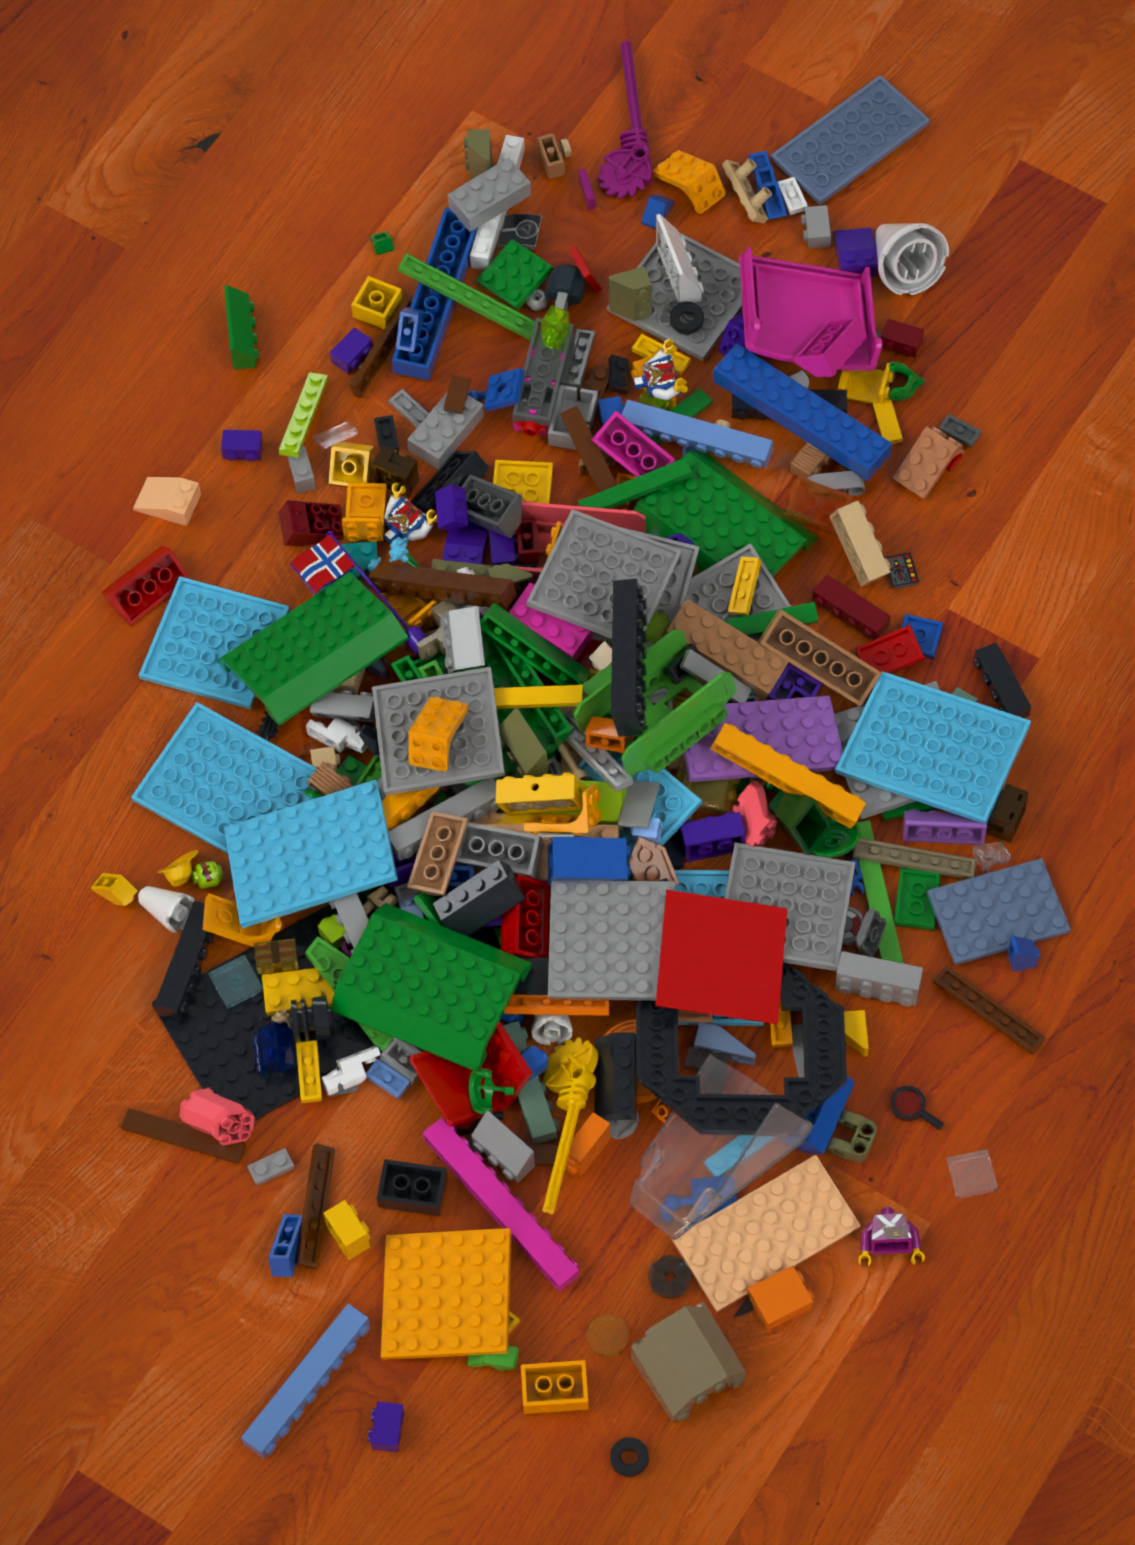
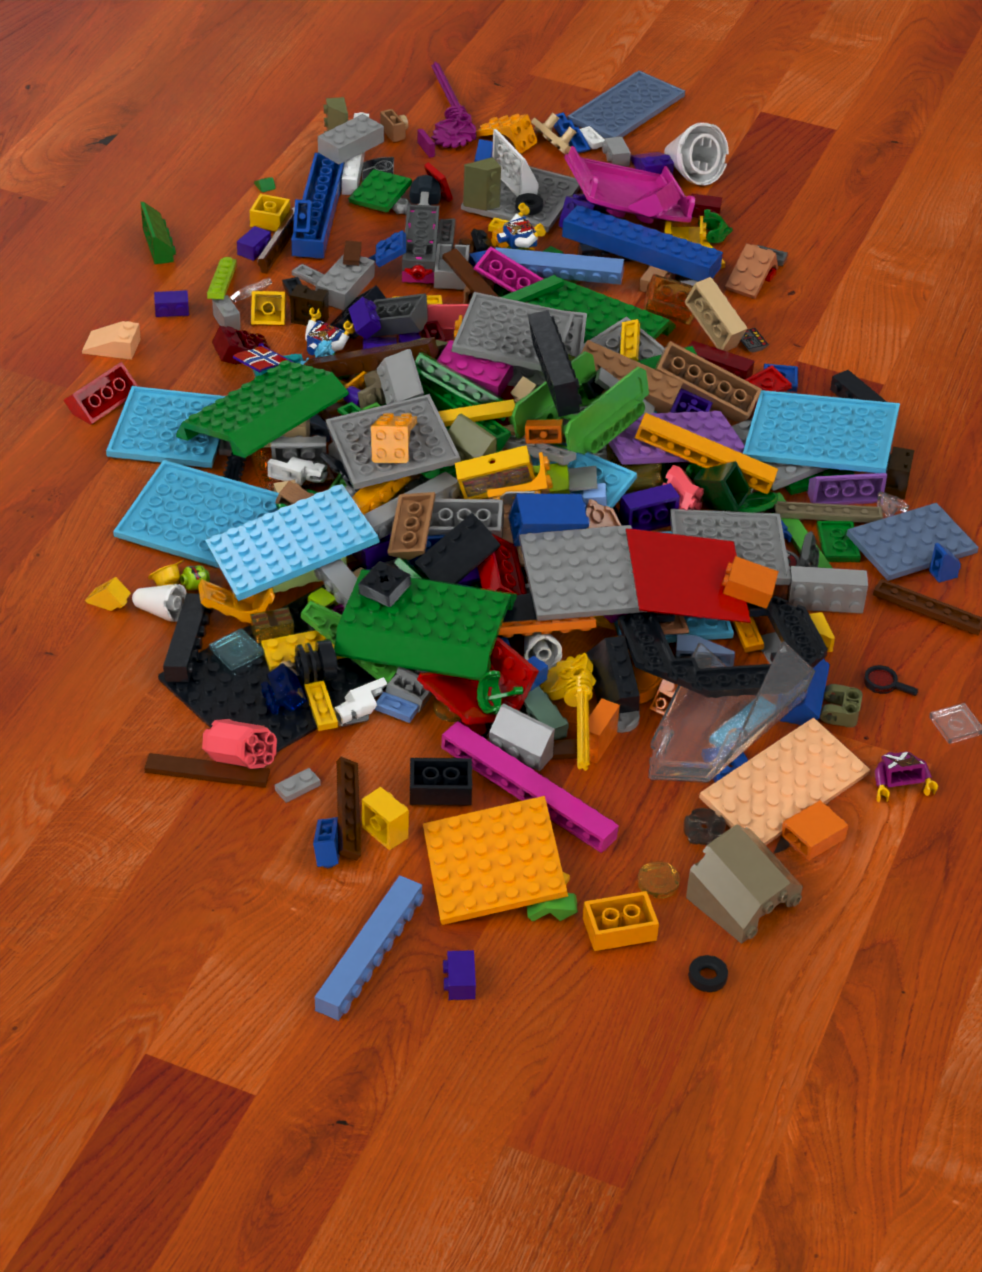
camera: 15 degrees left, 20 degrees down
(365, 512) = (288, 336): light orange bracket -> none
(390, 956) = (384, 584): none -> black brick
(467, 296) = (346, 200): bright green tile -> none
(555, 327) = (427, 200): clear neon green brick -> none
(787, 973) = (749, 582): none -> orange brick

